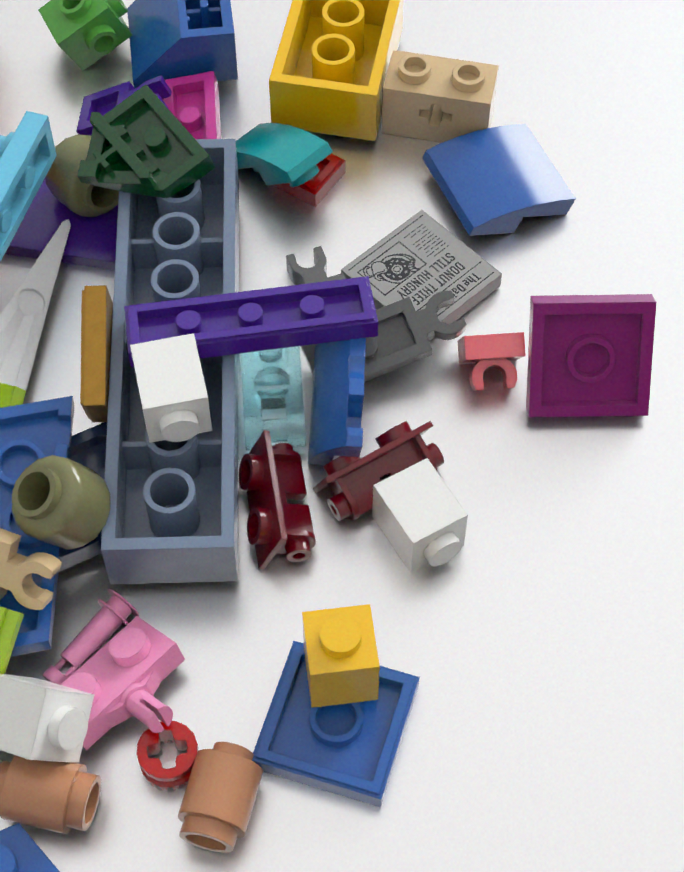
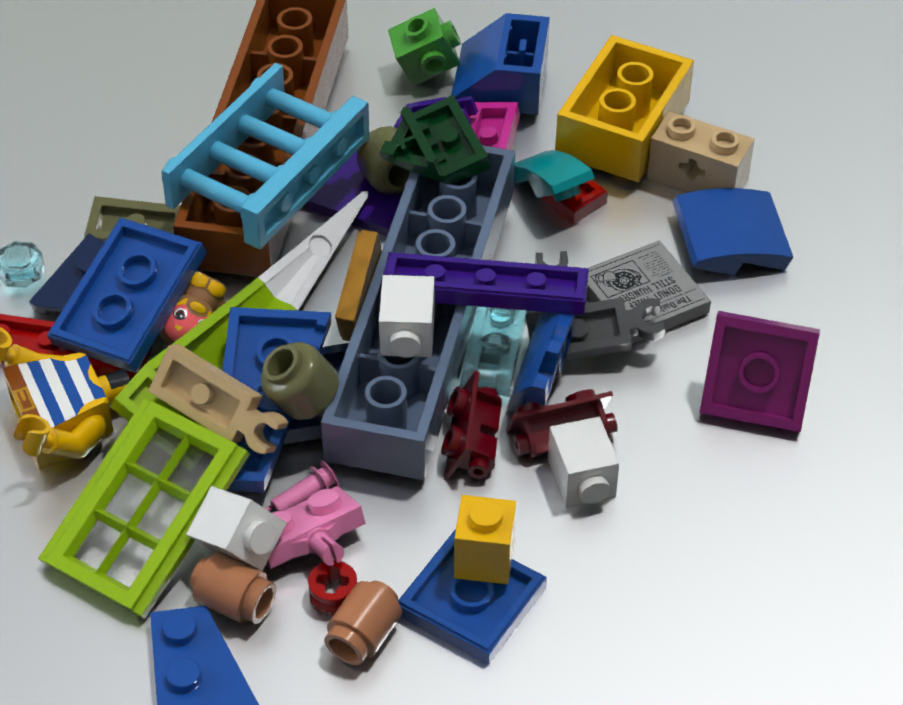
camera: 15 degrees right, 10 degrees down
(492, 351) = (681, 354): coral tile -> none

